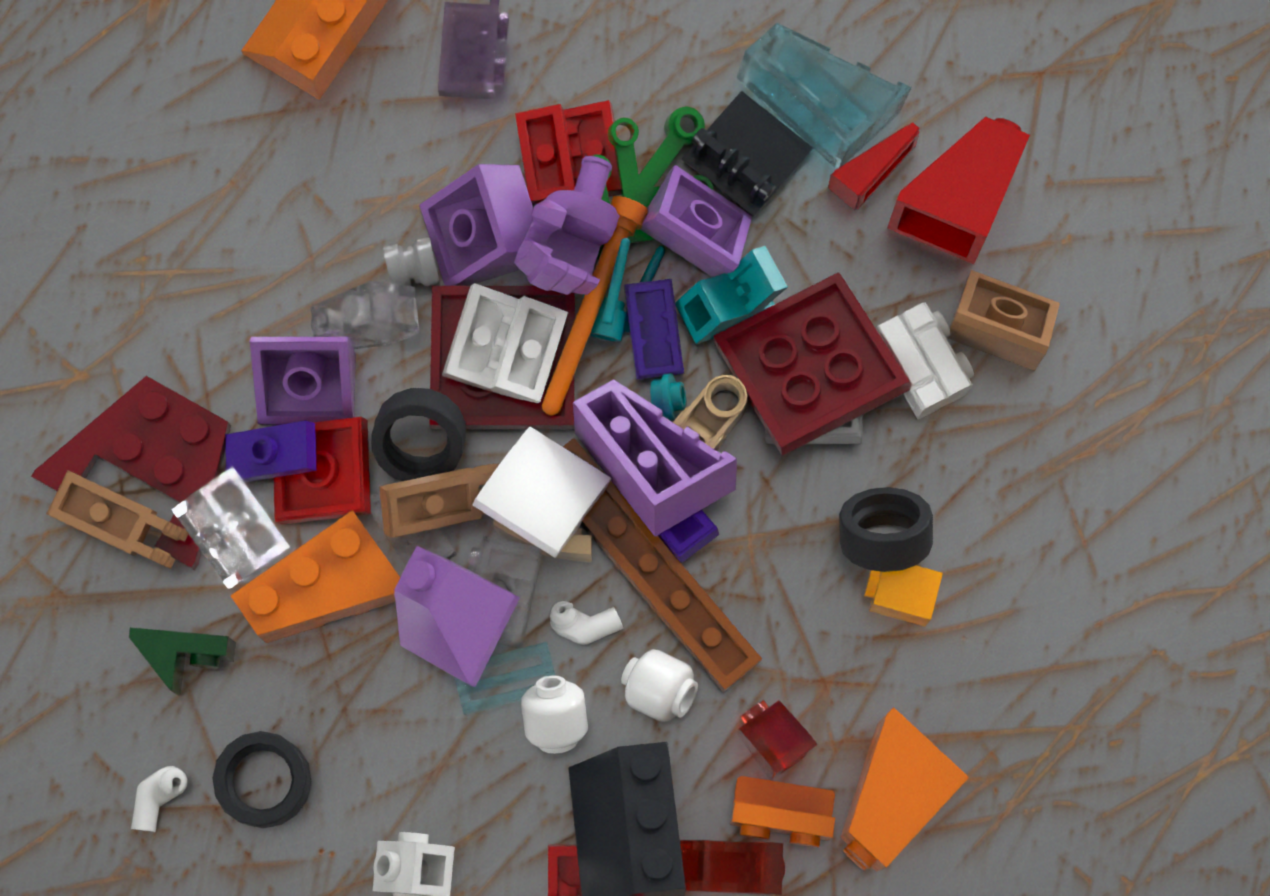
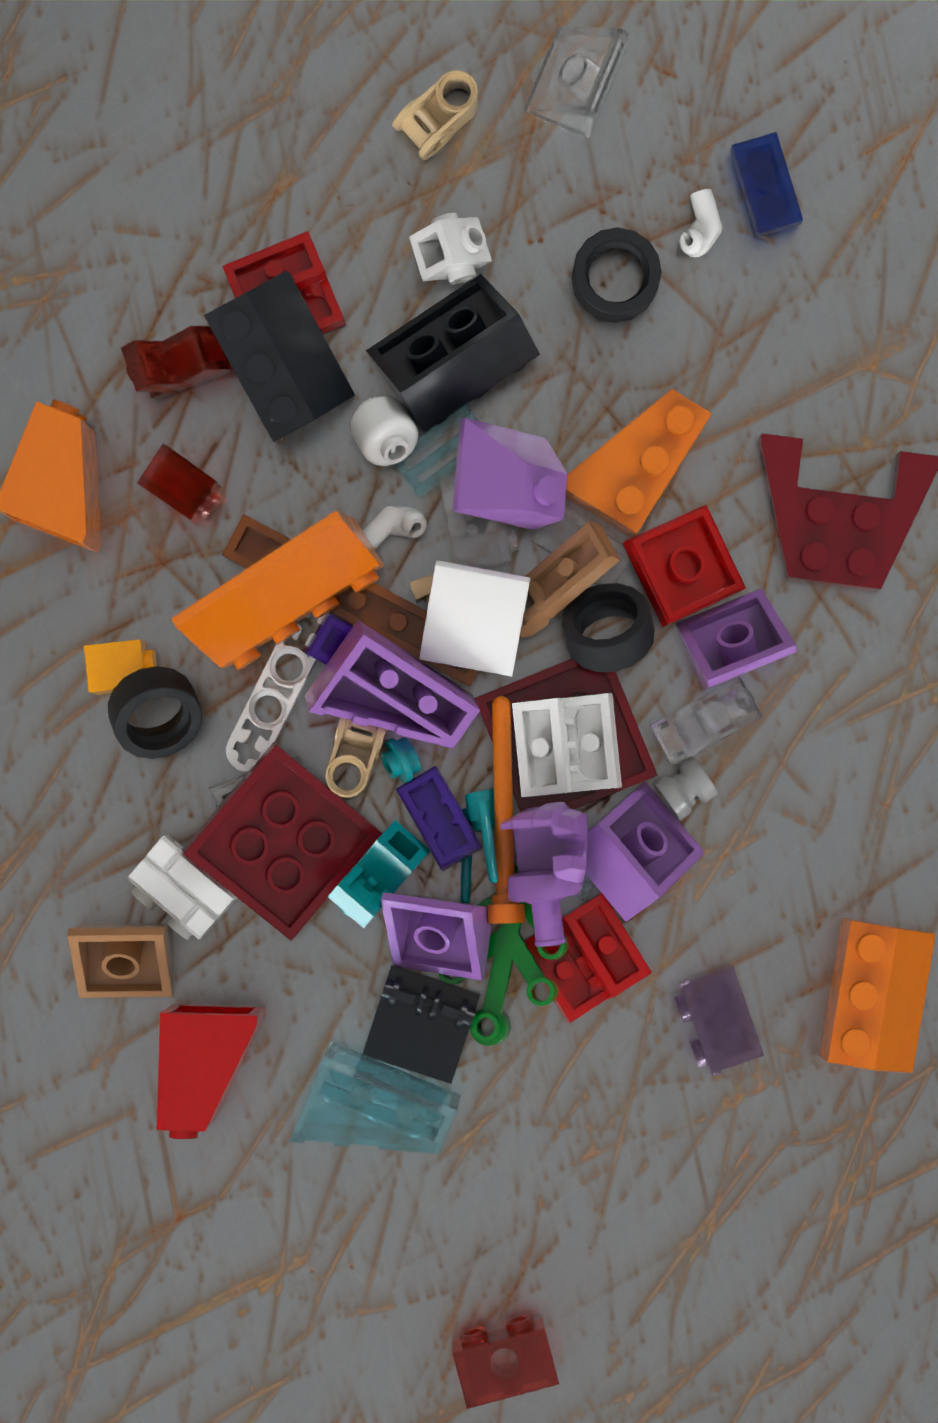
camera: 160 degrees right, 10 degrees up
(75, 809) = (766, 184): none -> clear blue plate
(111, 517) = (849, 444): medium nougat hinge -> none
(168, 651) = (749, 351): dark green slope -> none
(230, 527) = (739, 475): clear brick -> none
(272, 451) = (735, 562): dark purple plate -> none
(454, 768) = (454, 352): none -> black slope
(659, 685) = (302, 494): white head -> none
(717, 587) = (281, 591): none -> orange slope
(761, 517) = (271, 685): none -> white beam
(783, 808) = (140, 430): orange bracket -> none
(865, 173) = (302, 1047): red slope -> none

